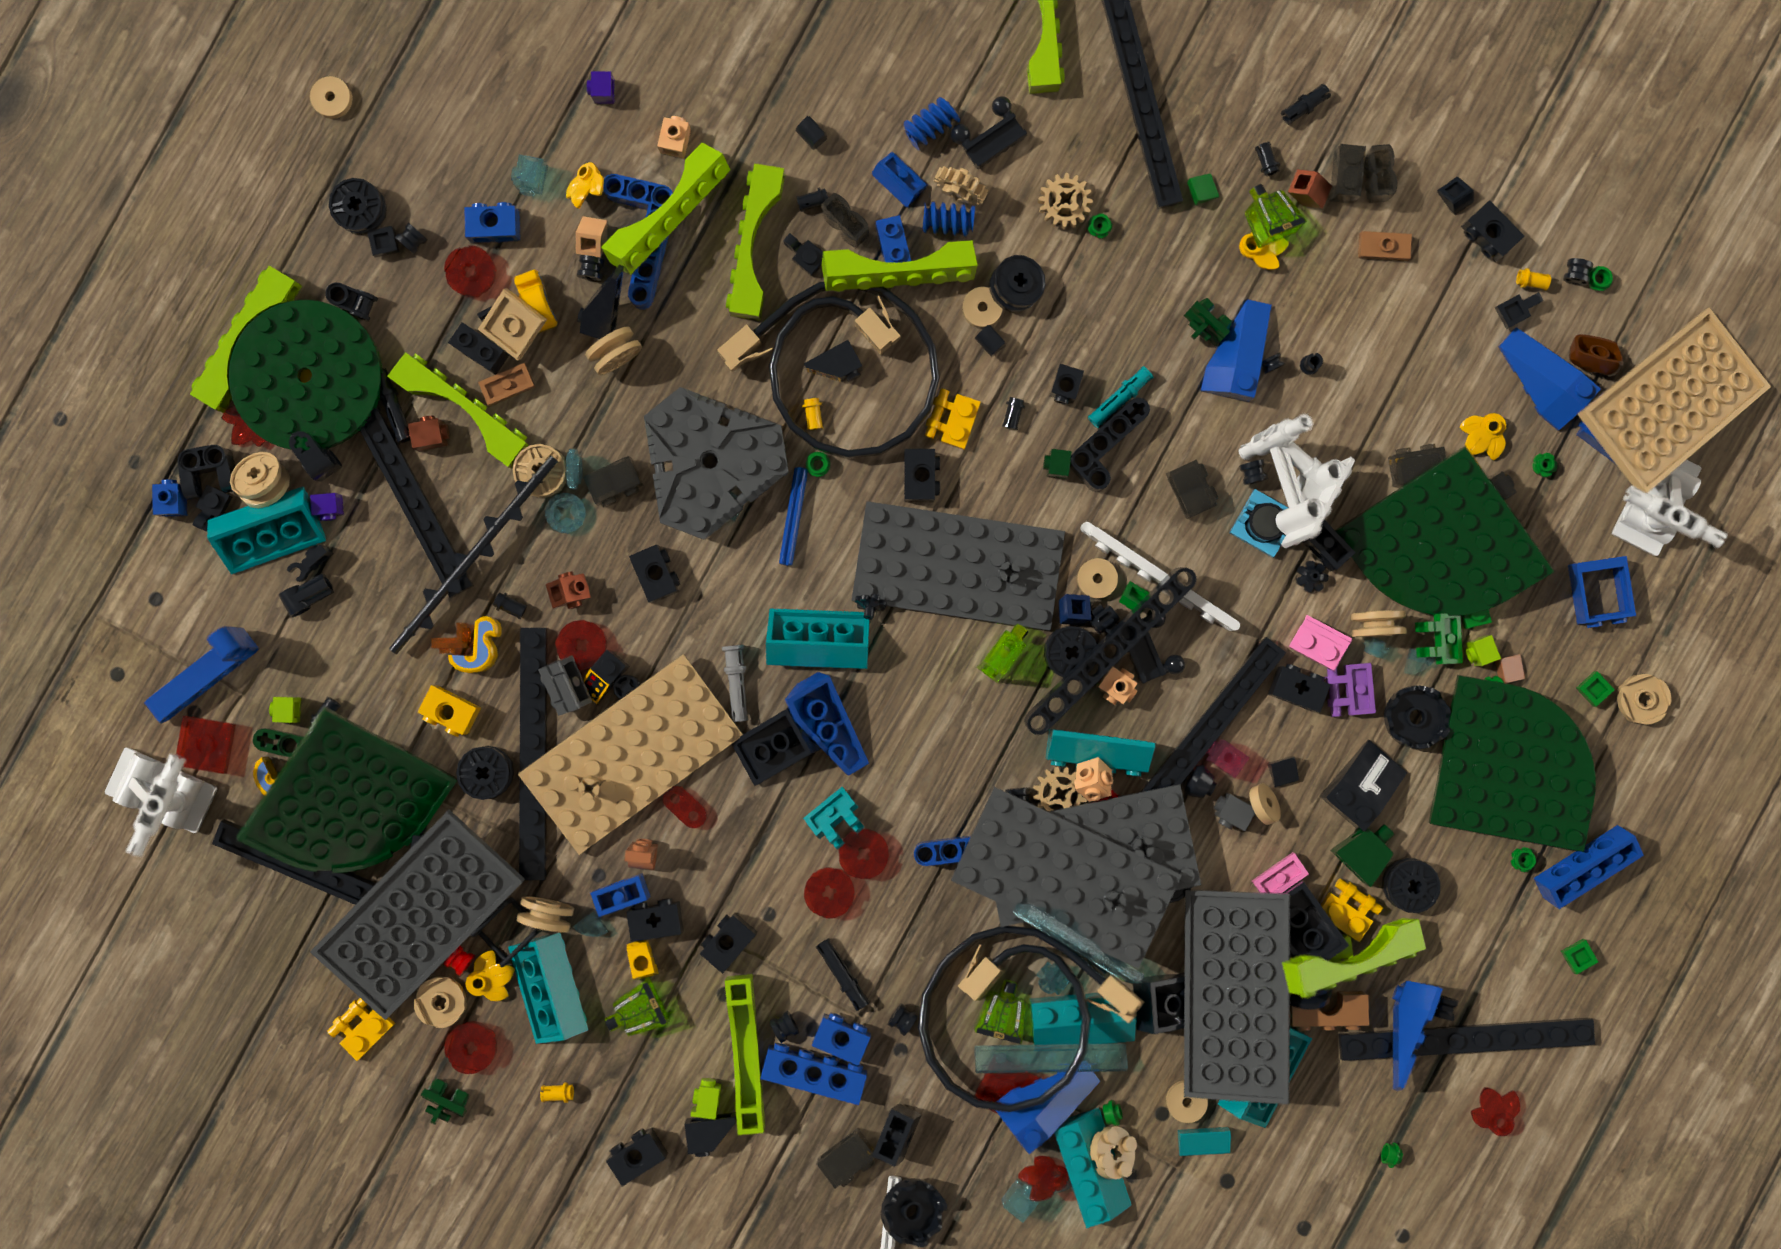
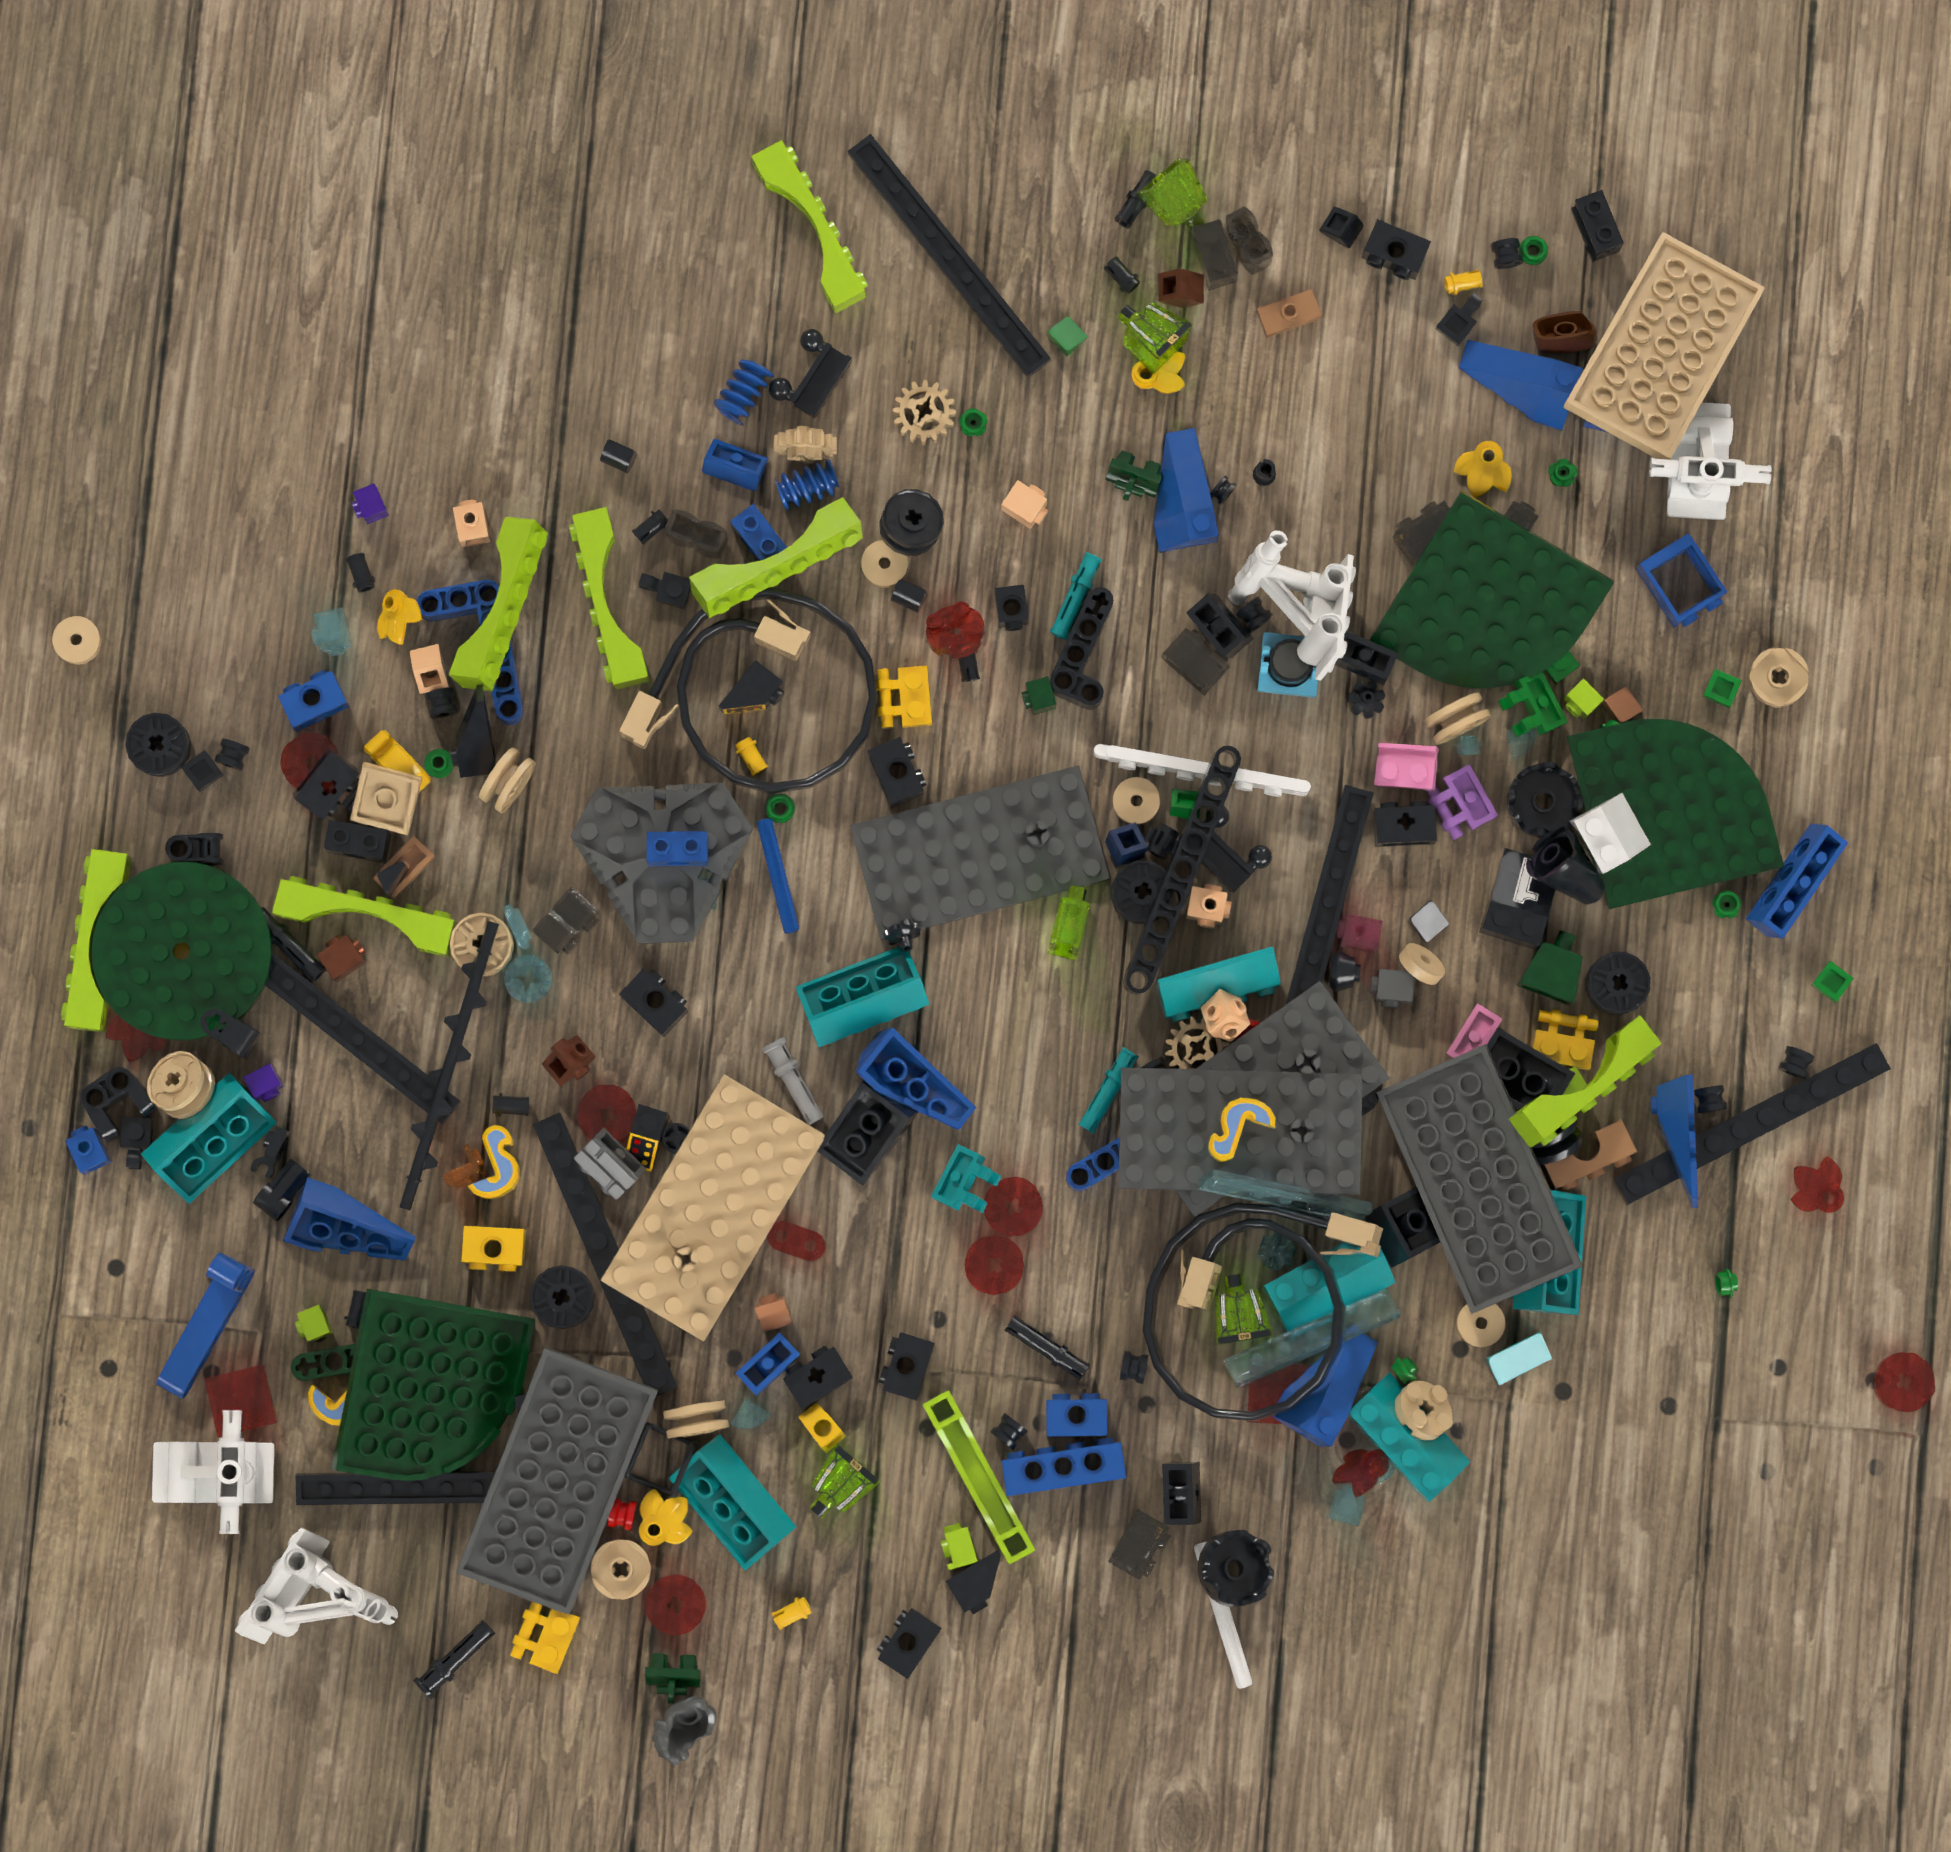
camera: 25 degrees left, 5 degrees down
(191, 896) = (292, 1575): none -> white plate
(273, 1018) = (444, 1668): none -> black pin
(334, 634) = (337, 1221): none -> blue wedge
(431, 1146) = (682, 1727): none -> dark grey hair
(457, 294) = (328, 767): none -> black brick
(491, 388) = (392, 877): none -> black slope
(570, 322) = (441, 772): none -> green plate
(572, 139) = (362, 578): none -> black pin
(721, 462) = (678, 848): none -> blue brick
(976, 795) = (1107, 1091): none -> teal pin
(1014, 372) = (951, 617): none -> clear red plate
(1062, 872) = (1232, 1121): none -> animal
(1113, 308) = (1025, 504): none -> light nougat brick
(1223, 469) = (1219, 625): none -> black brick
(1338, 113) = (1175, 195): none -> clear neon green torso
(1412, 777) = (1565, 867): none -> black cone
(1459, 770) = (1610, 834): none -> white slope
(1523, 1007) = (1796, 1062): none -> black wheel
(1660, 280) = (1597, 226): none -> black hinge

